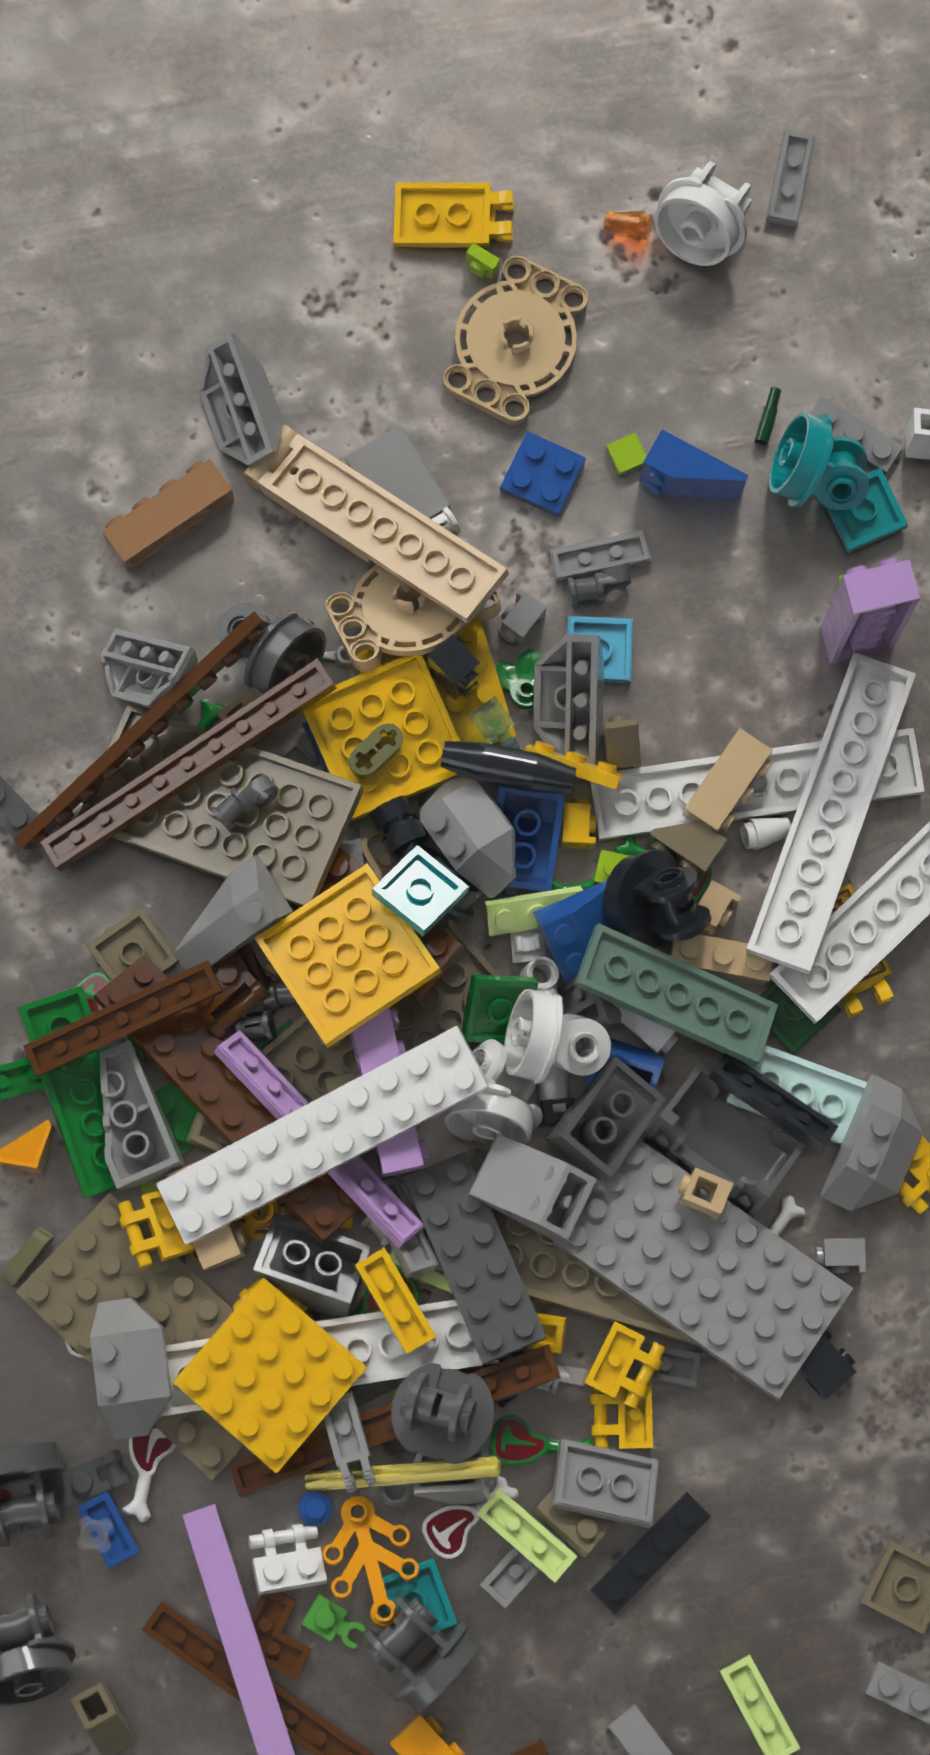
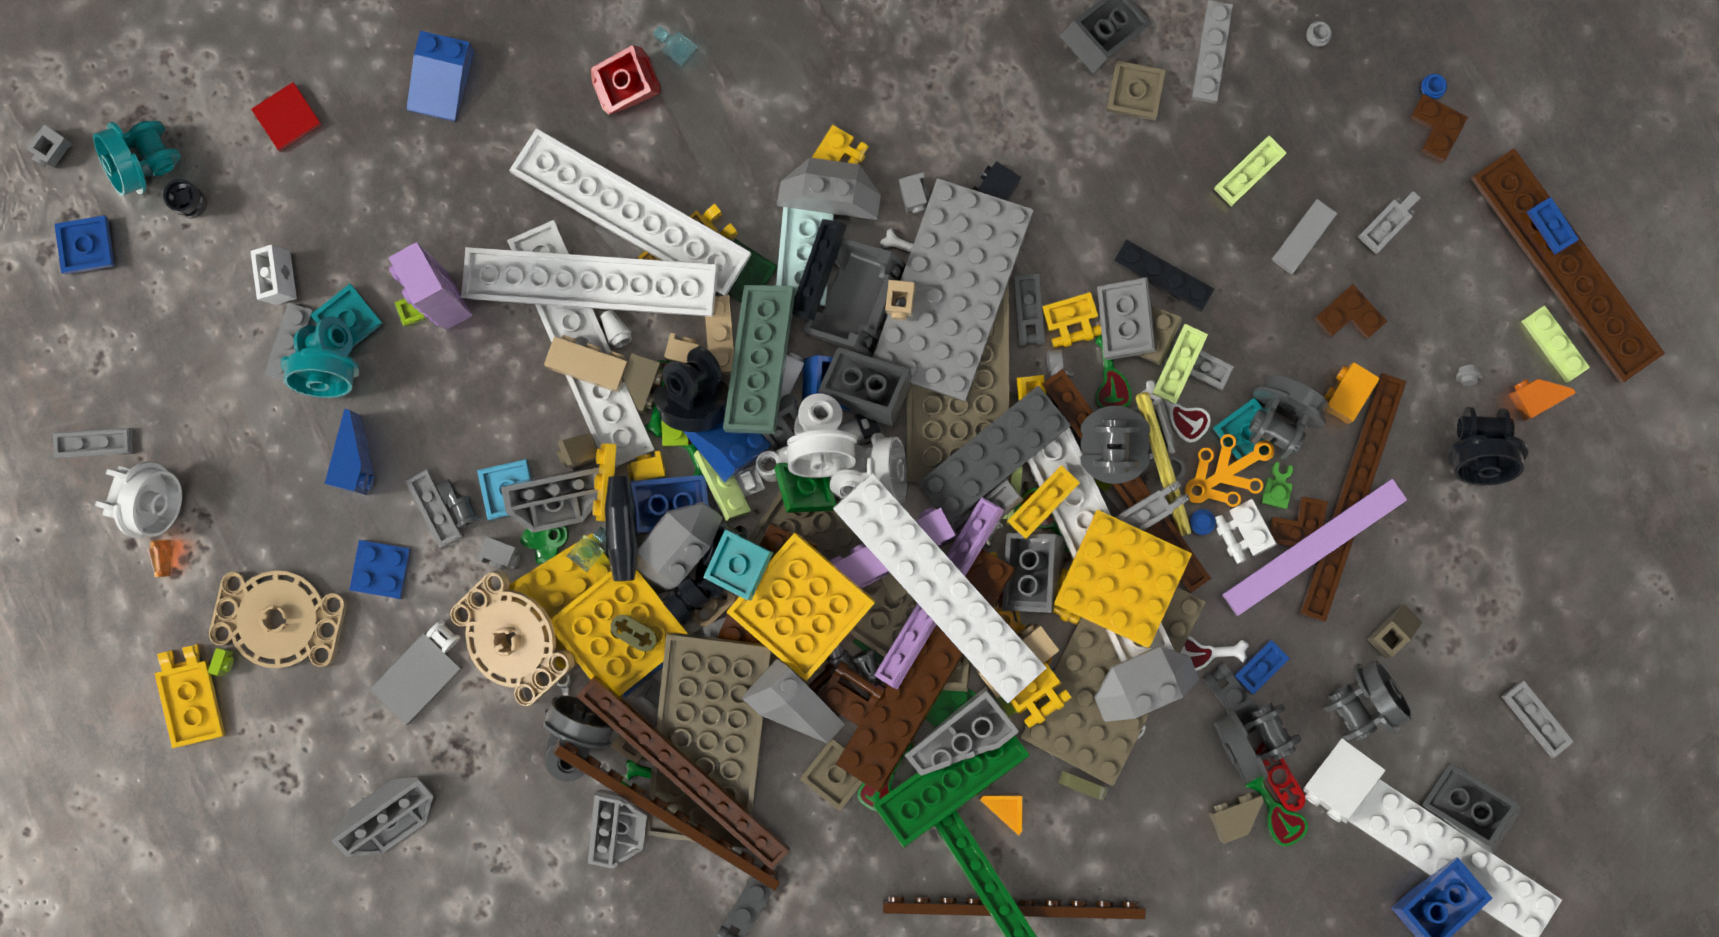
camera: 100 degrees left, 5 degrees up
(87, 1527) = (1274, 669): clear plate -> none
(123, 1018) = (892, 764): reddish brown plate -> none
(168, 513) = (487, 848): medium nougat brick -> none
(255, 795) = (706, 725): dark grey connector -> none
(376, 525) = (456, 682): tan hinge -> none
(454, 668) = (554, 590): black brick -> none
(532, 1187) = (932, 425): light grey slope -> none
(615, 1360) = (1035, 333): yellow plate -> none
(626, 453) = (347, 509): lime tile -> none
(768, 417) = (291, 410): dark green pin -> none

